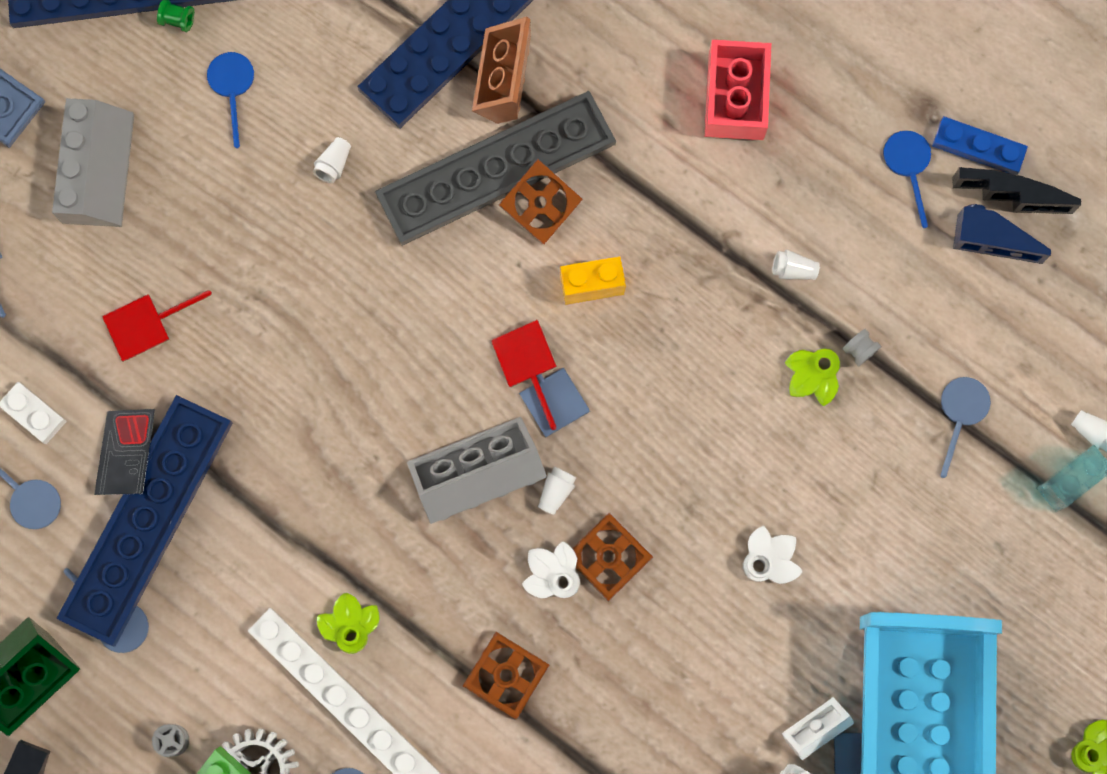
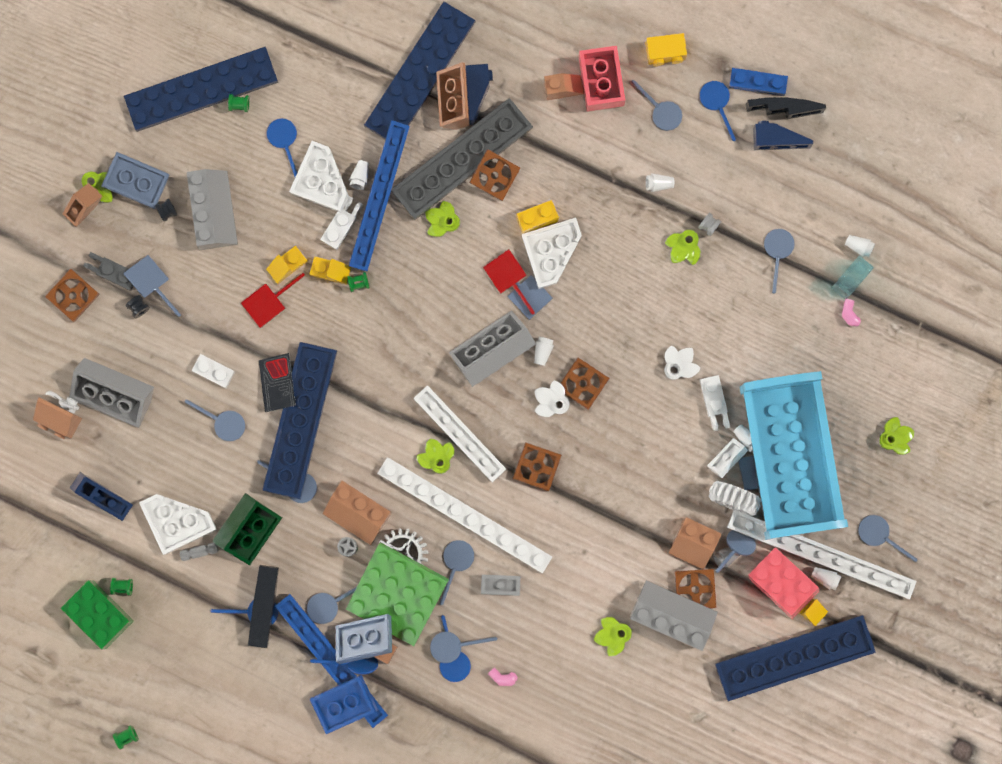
camera: 10 degrees left, 5 degrees up
(24, 151) = (166, 210): none -> black wheel
(185, 273) = (286, 264): none -> yellow slope
(199, 686) = (356, 512): none -> nougat slope
(253, 295) = (330, 270): none -> yellow slope
(270, 153) = (320, 179): none -> white plate
(286, 228) = (341, 225): none -> white hinge
(299, 327) = (363, 277): none -> green bush
(353, 197) = (379, 196): none -> blue plate
(394, 596) = (459, 434): none -> white plate
(440, 252) = (439, 219): none -> lime plate
(543, 66) = (477, 88): none -> dark blue slope
(603, 335) = (551, 250): none -> white plate
(675, 90) = (562, 86): none -> nougat slope
(814, 630) = (714, 400): none -> white hinge
(825, 166) = (666, 114): none -> sand blue piece
(846, 67) = (666, 49): none -> yellow brick
(852, 699) = (744, 437): none -> white cone
(1057, 536) = (848, 314): none -> bright pink arm

